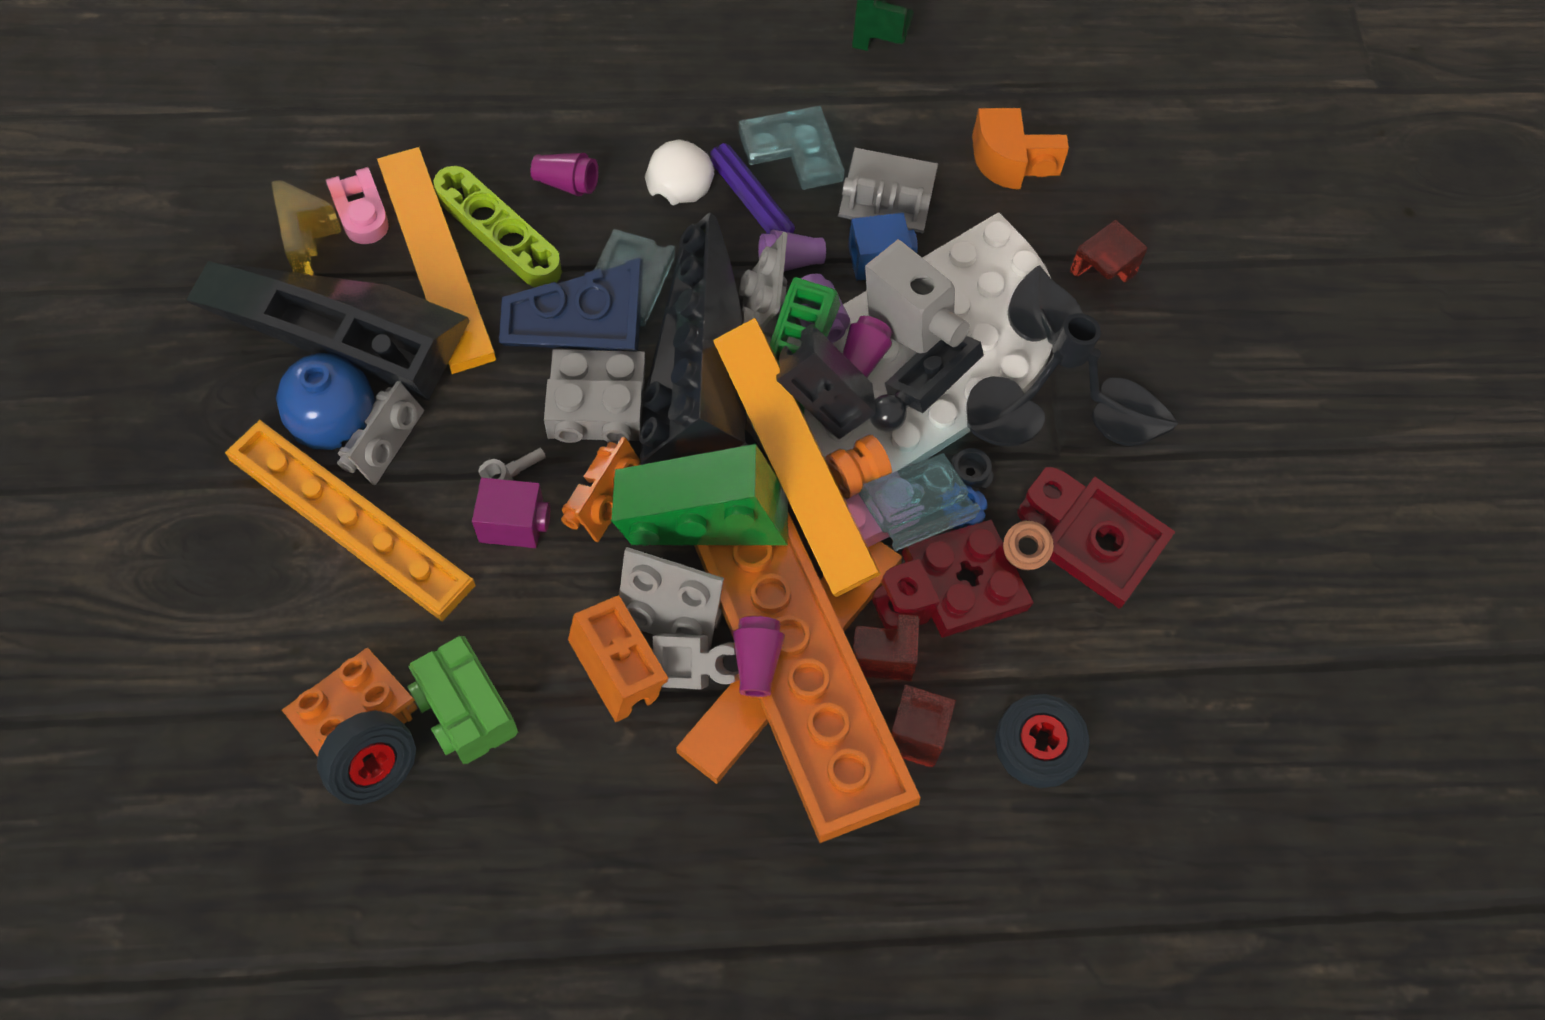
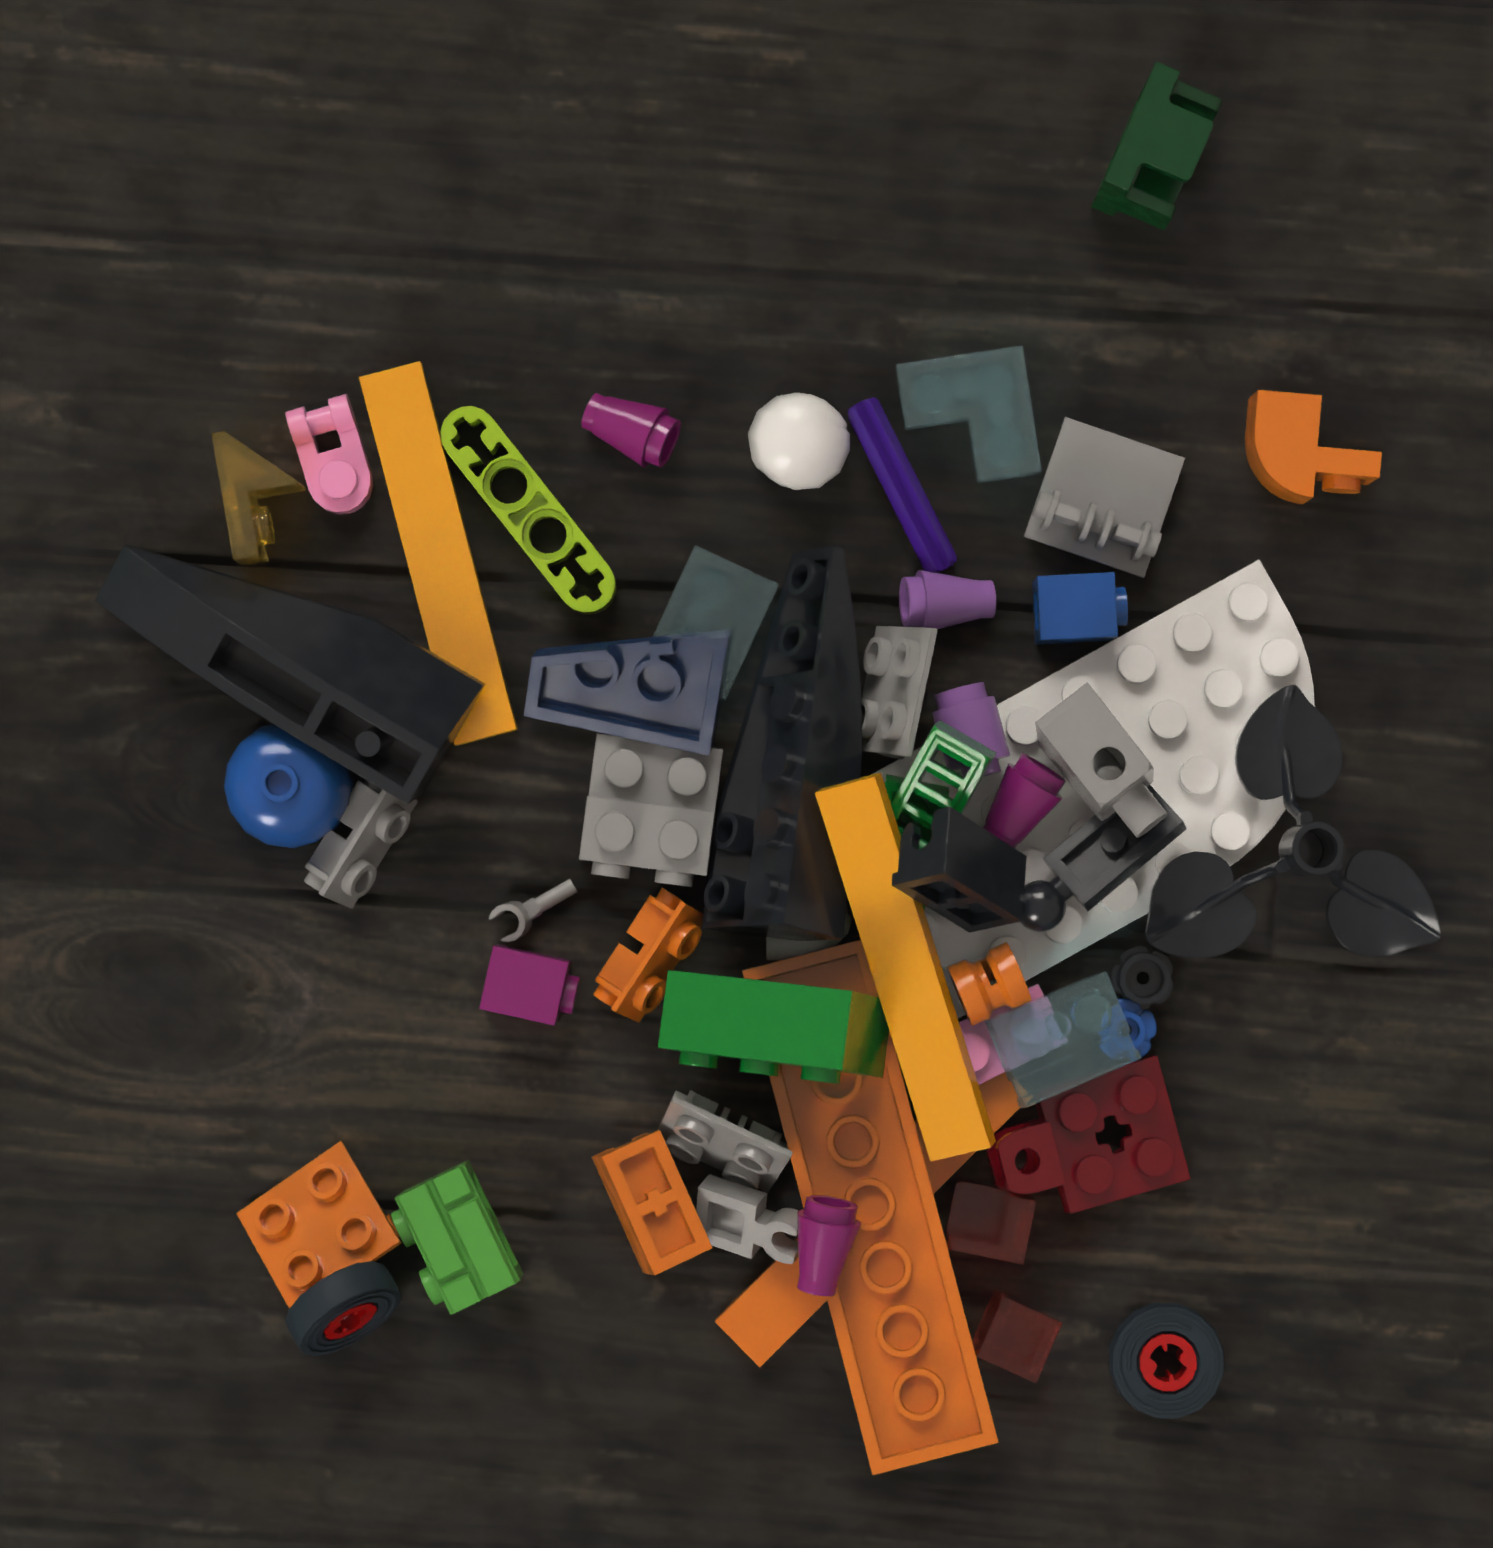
camera: 15 degrees right, 25 degrees up
(351, 520) = (317, 959): light orange tile -> none
(1038, 534) = (1195, 1128): nougat plate -> none
(1079, 515) = (1265, 1075): dark red plate -> none
(1111, 253) = (1404, 661): clear red panel -> none

